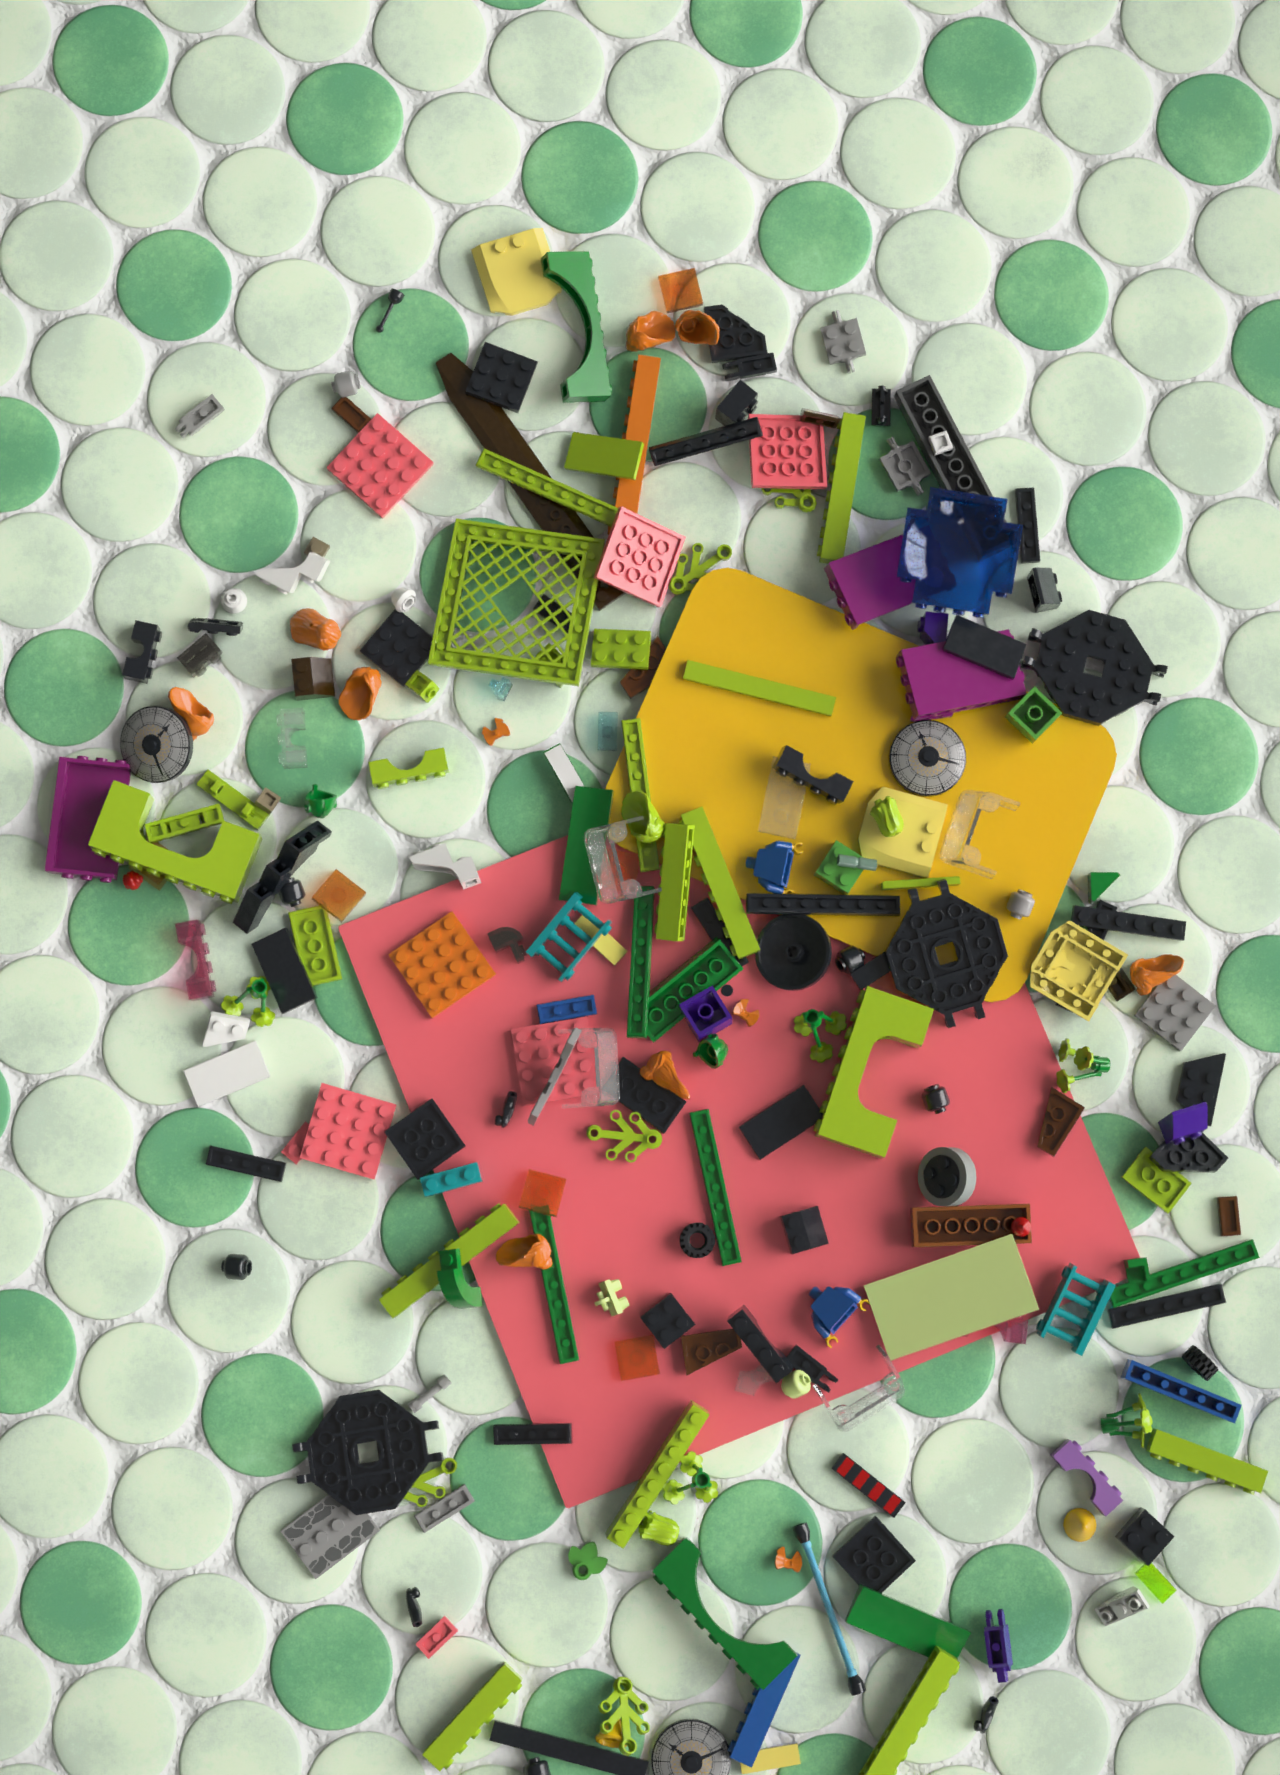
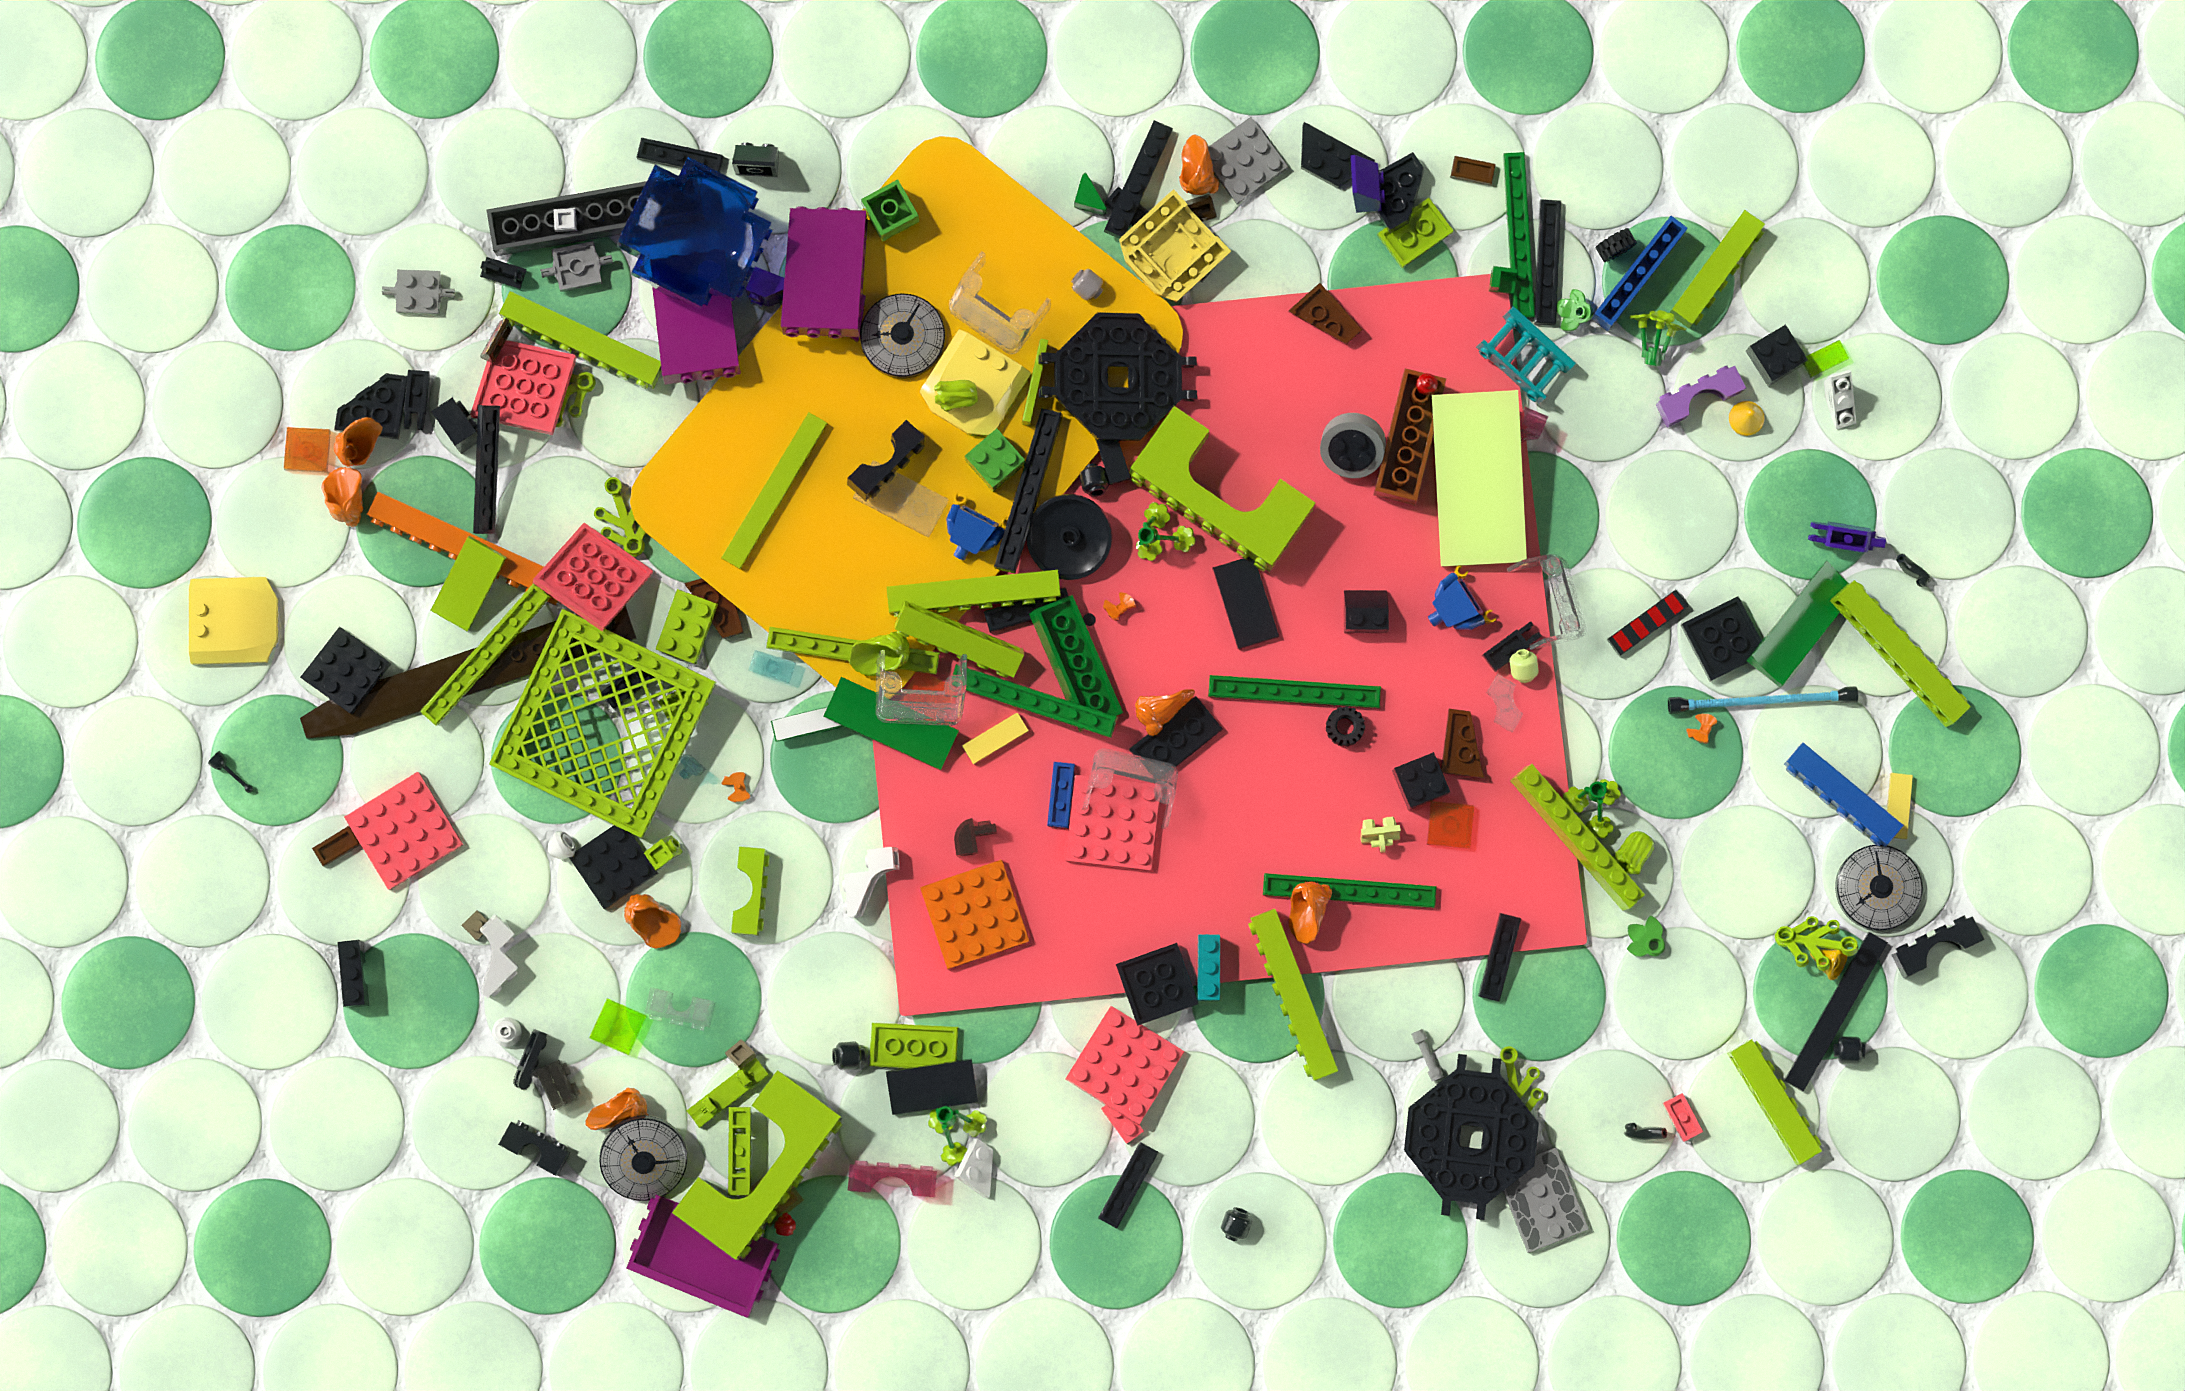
camera: 70 degrees left, 0 degrees up
(199, 416) = (288, 1013): light grey hinge -> none
(227, 1073) = (1025, 1179): white tile -> none
(236, 462) = (351, 973): none -> black arch
(263, 691) = (618, 1026): none -> clear neon green tile
(277, 873) = (826, 1063): black arch -> none
(313, 678) = (619, 968): dark brown slope -> none
(314, 629) = (566, 952): orange hair -> none
(319, 802) = (759, 997): green helmet -> none
(338, 895) = (867, 1005): clear orange tile -> none
(346, 384) = (301, 842): light grey head -> none
(444, 1508) = (1551, 1072): light grey tile -> none
(453, 1284) = (1319, 994): green arch -> none
(508, 1110) = (1150, 887): black arm -> none
(542, 1193) = (1250, 875): clear orange tile -> none
(550, 933) = (976, 787): teal fence -> none
(554, 1076) = (1130, 825): light grey tile -> none
(574, 275) = (256, 558): arch -> none
(627, 1136) = (1215, 768): lime plant -> none
(706, 1013) = (1109, 647): dark purple slope -> none
(712, 1051) = (1150, 652): green helmet -> none
(759, 1661) = (1797, 785): green arch -> none
(766, 1353) = (1472, 691): black arch -> none
(854, 862) = (996, 438): sand green piece -> none
(935, 1098) = (1267, 434): black head -> none
(984, 647) = (803, 239): black tile -> none
(1083, 1060) = (1270, 268): lime plant -> none
(1084, 695) = (883, 150): black plate -> none
(1129, 1339) = (1571, 310): none -> bright green plate

